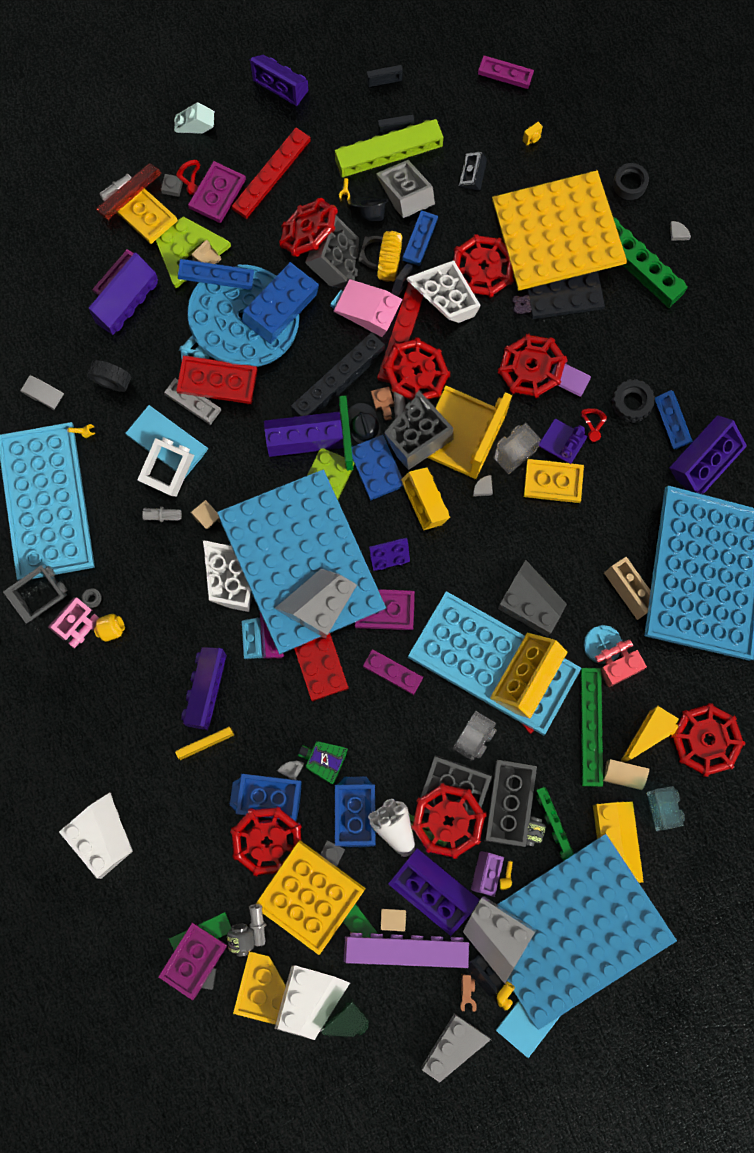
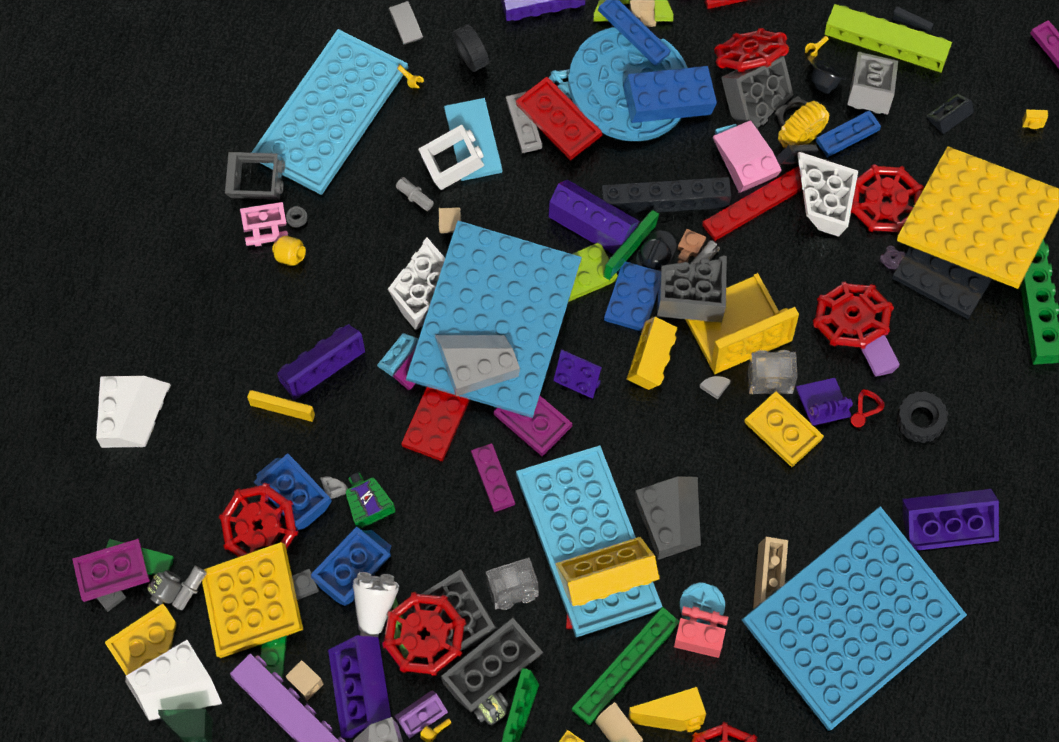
camera: 45 degrees right, 10 degrees down
(416, 360) = (752, 234): red plate -> none
(673, 419) = (945, 462): blue plate -> none

